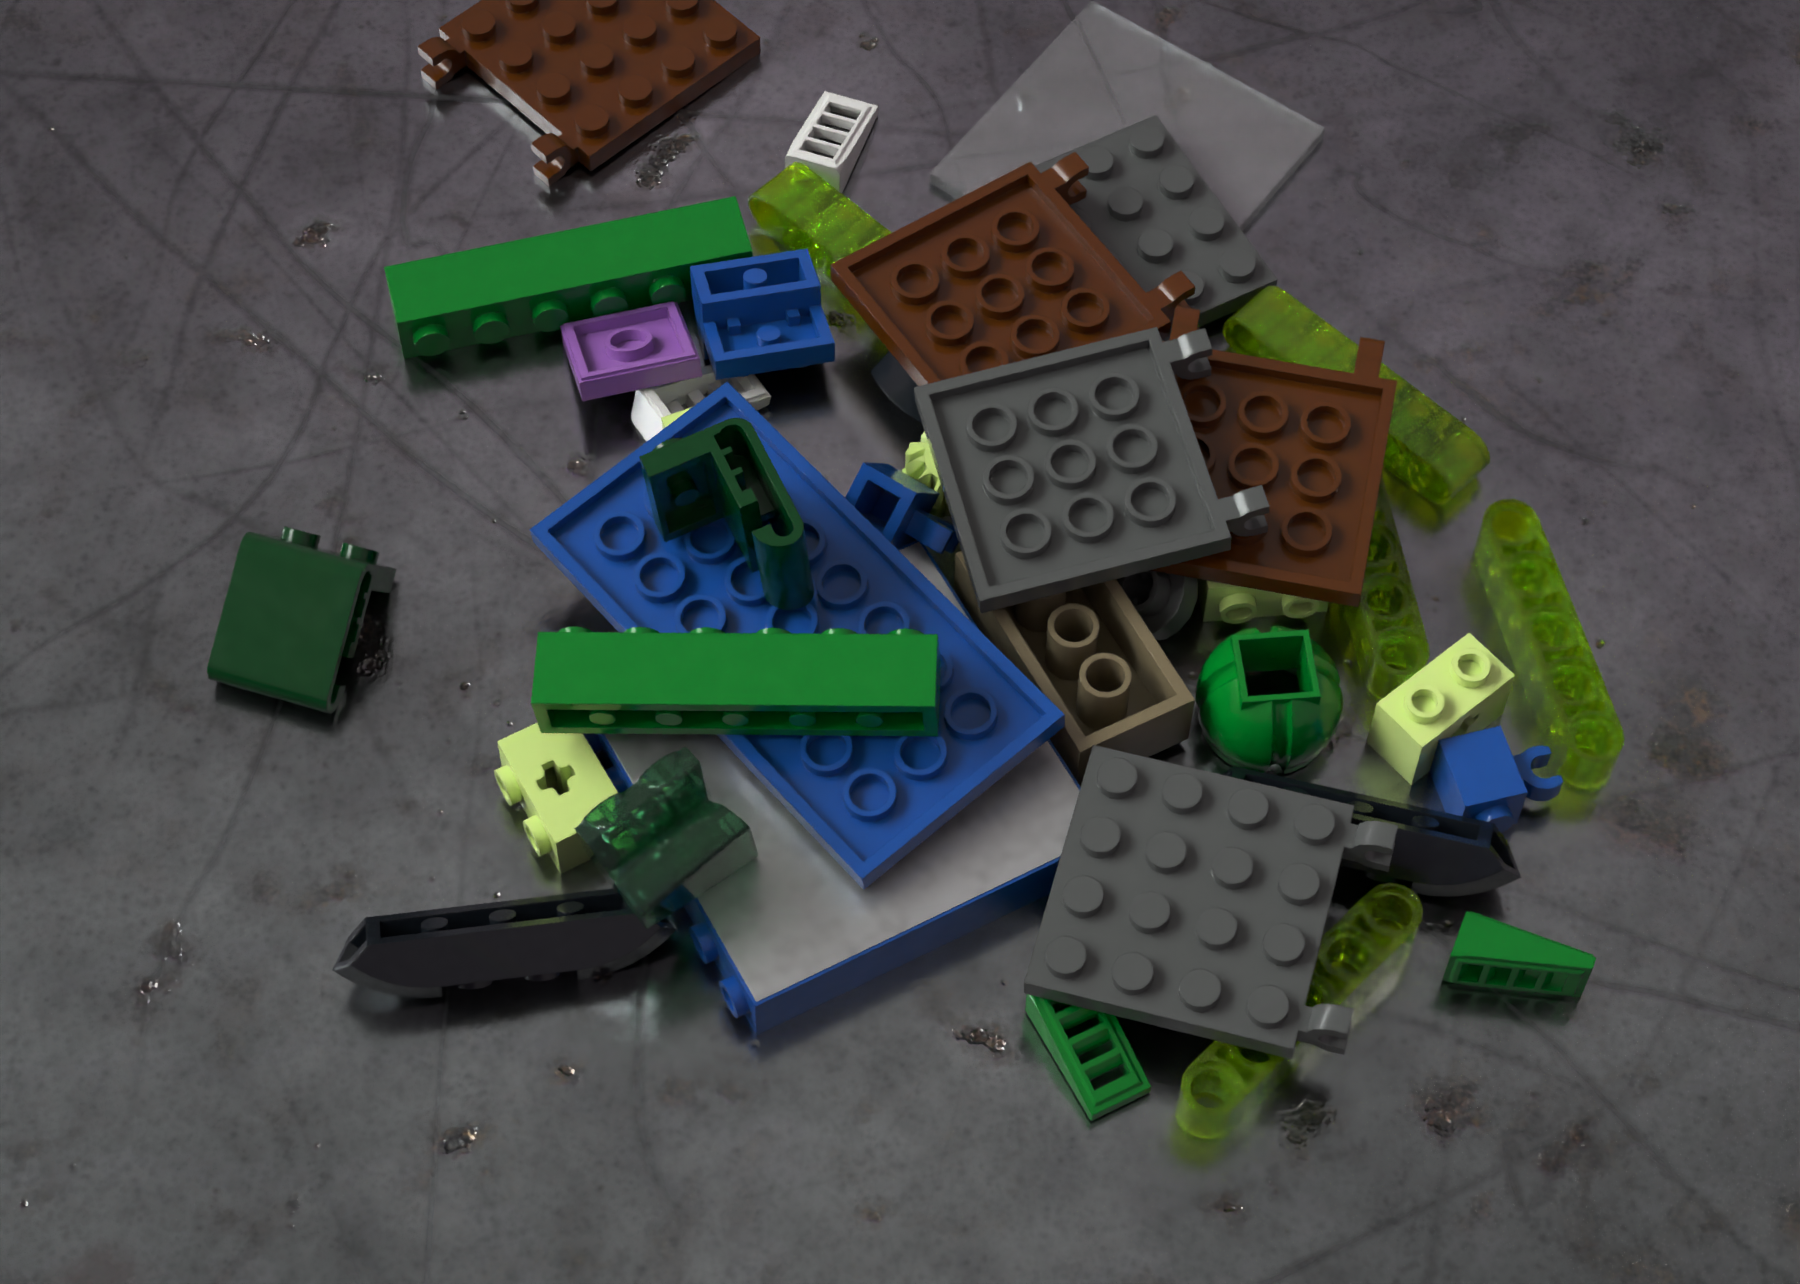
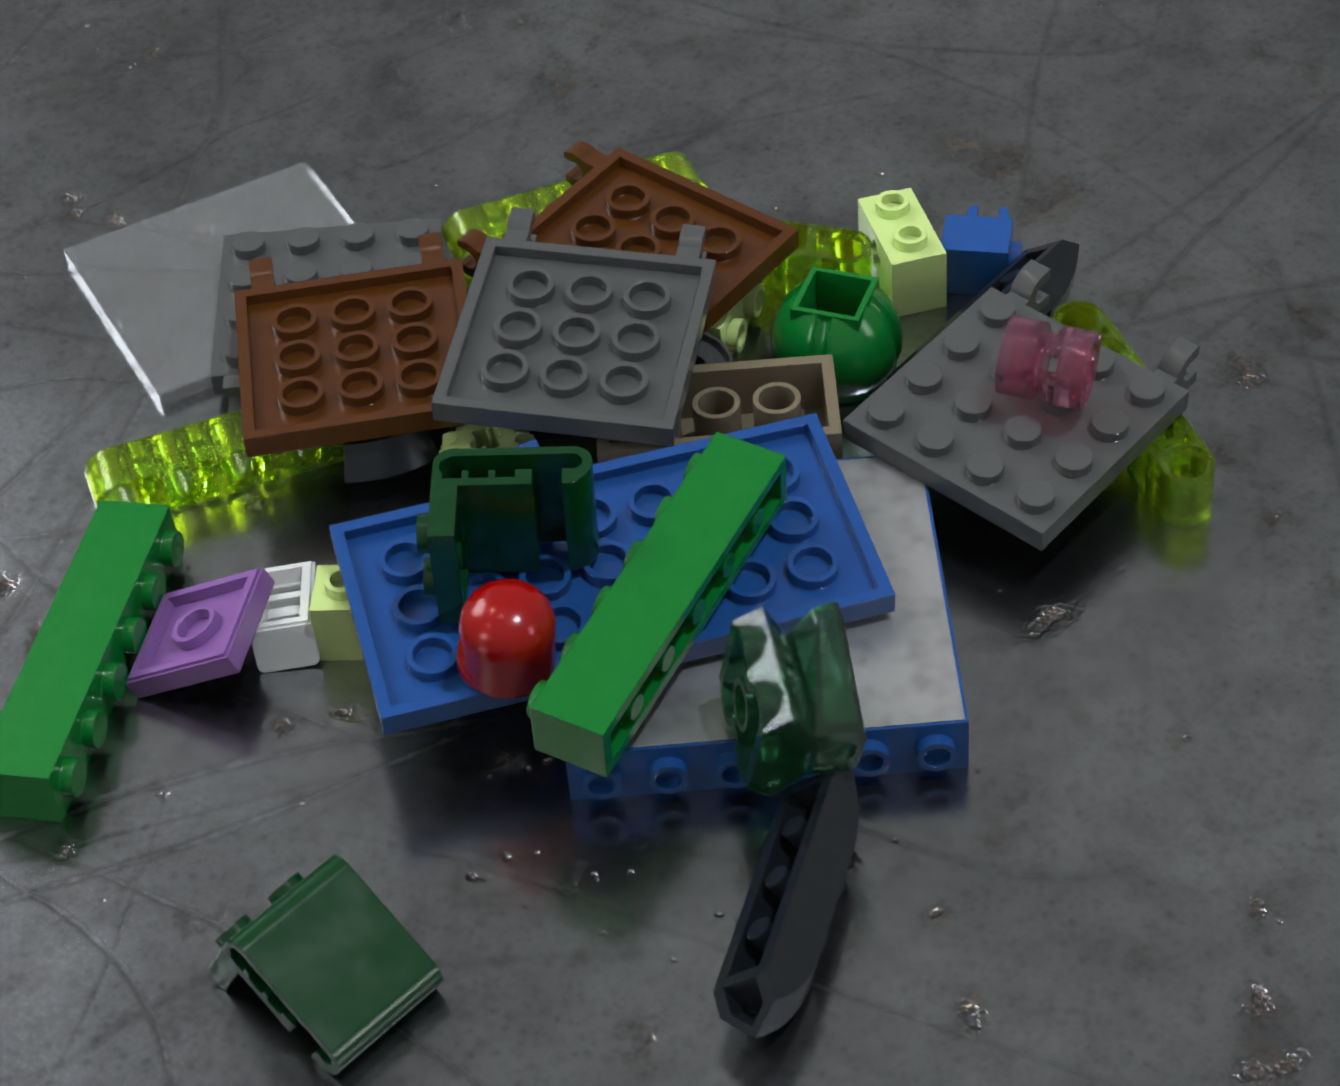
camera: 60 degrees left, 15 degrees down
(539, 767) = (651, 814): yellowish green brick -> none
(629, 579) = (506, 639): none -> red helmet
(760, 314) = (234, 526): blue brick -> none
(835, 170) = (66, 442): white slope -> none
(1065, 1052) = (1079, 554): green slope -> none
(1215, 891) = (1026, 360): none -> clear pink wheel
(1514, 959) = (1142, 283): green slope -> none
(1545, 669) = (832, 178): clear neon green beam -> none

